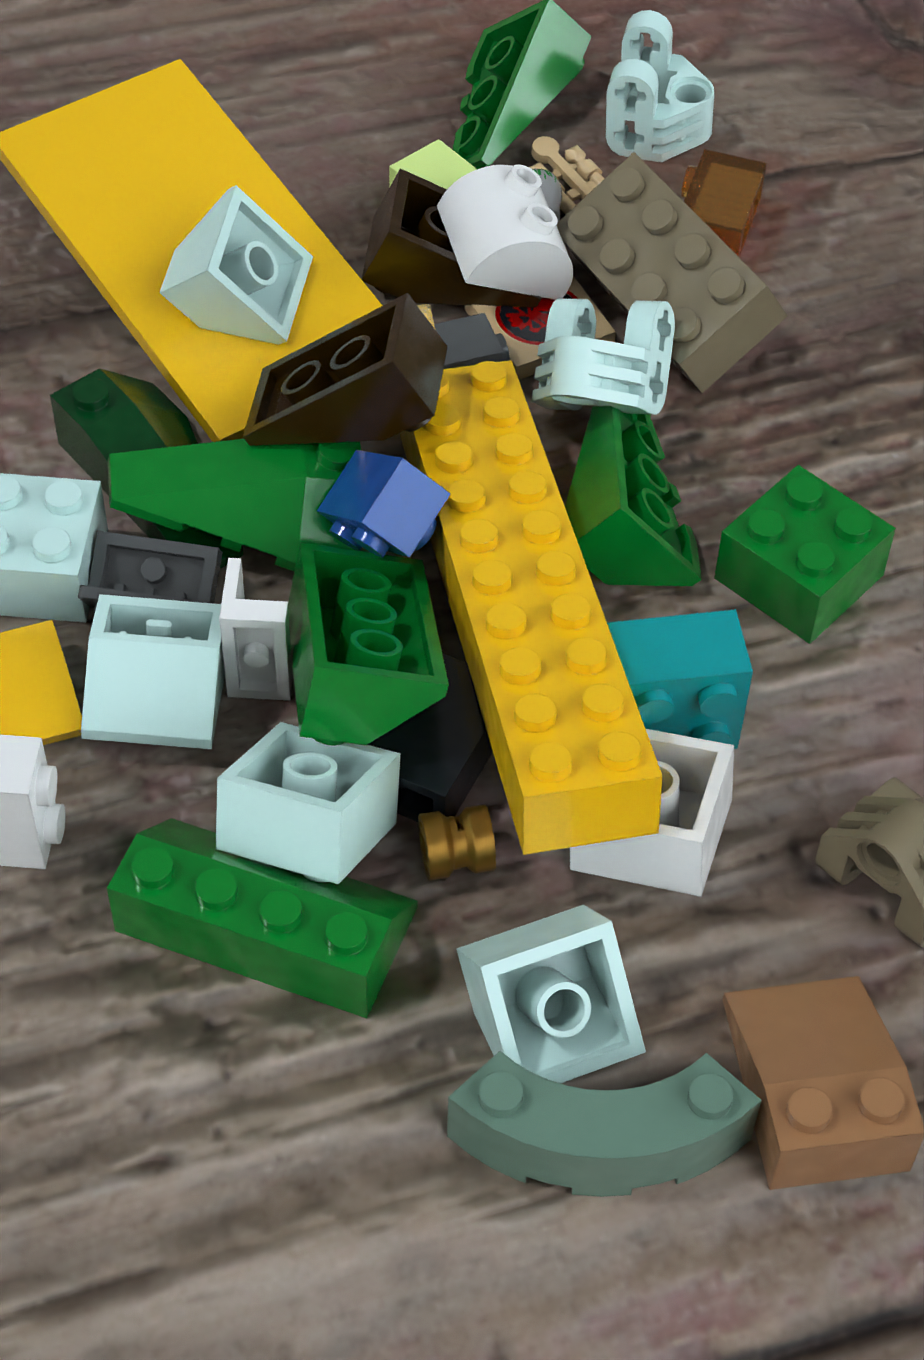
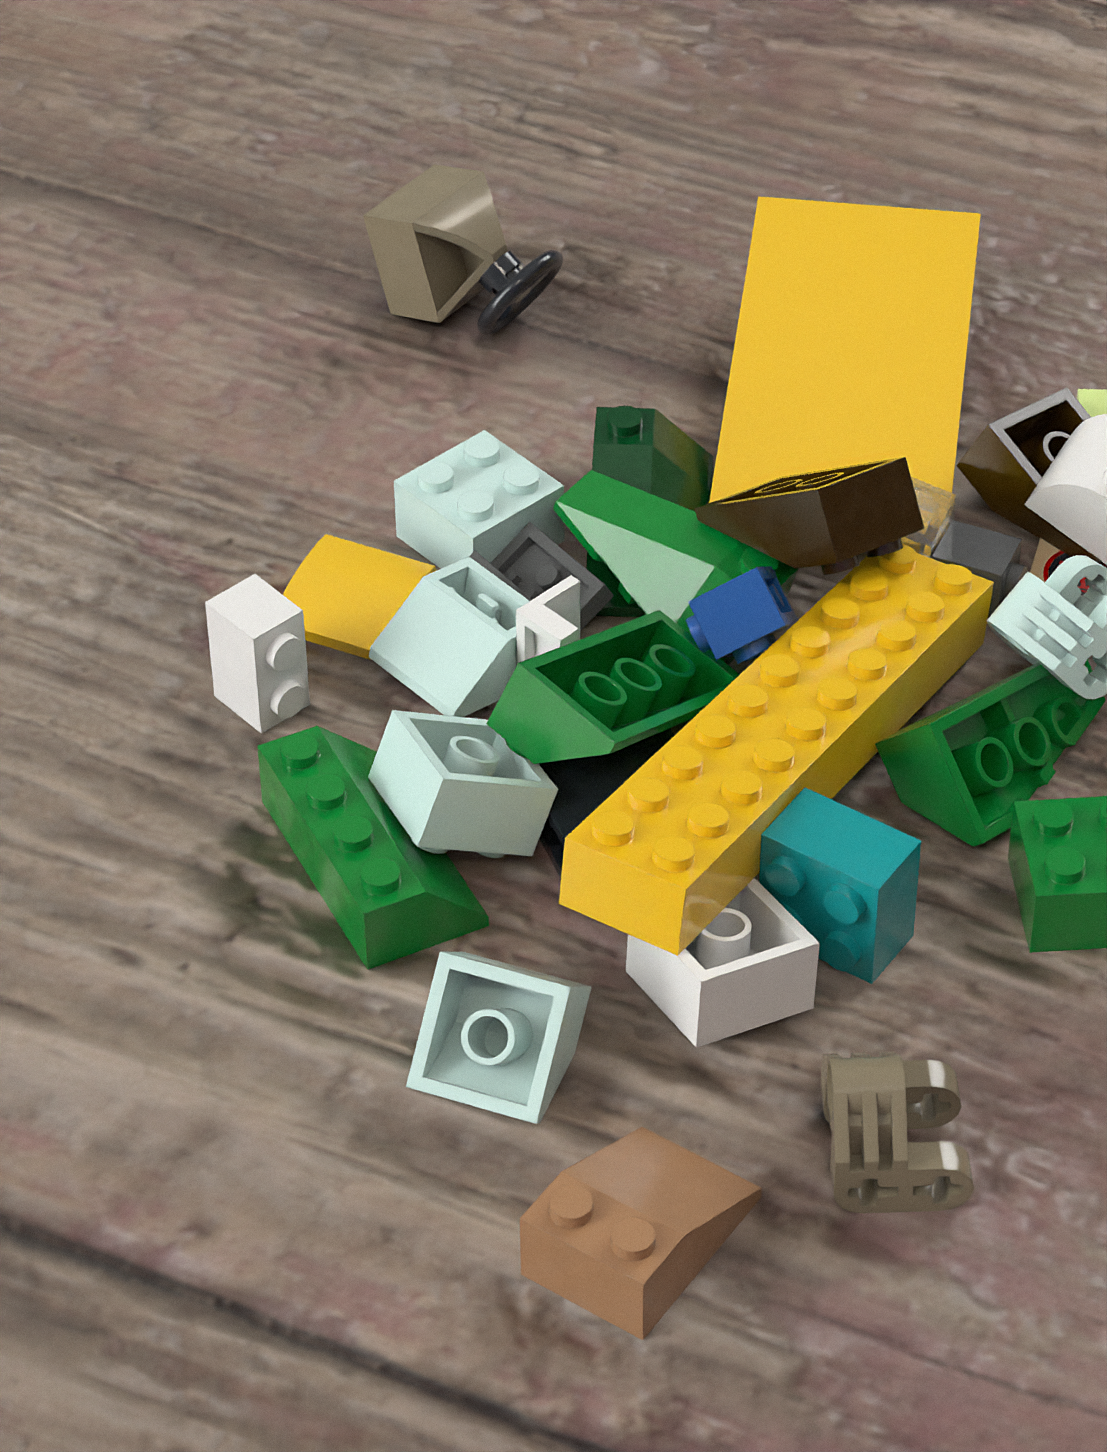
camera: 45 degrees right, 10 degrees down
(238, 272) = (842, 395): light aqua slope -> none
(457, 842) = (537, 893): pearl gold wheel -> none
(601, 1138) = (427, 1142): sand green brick -> none

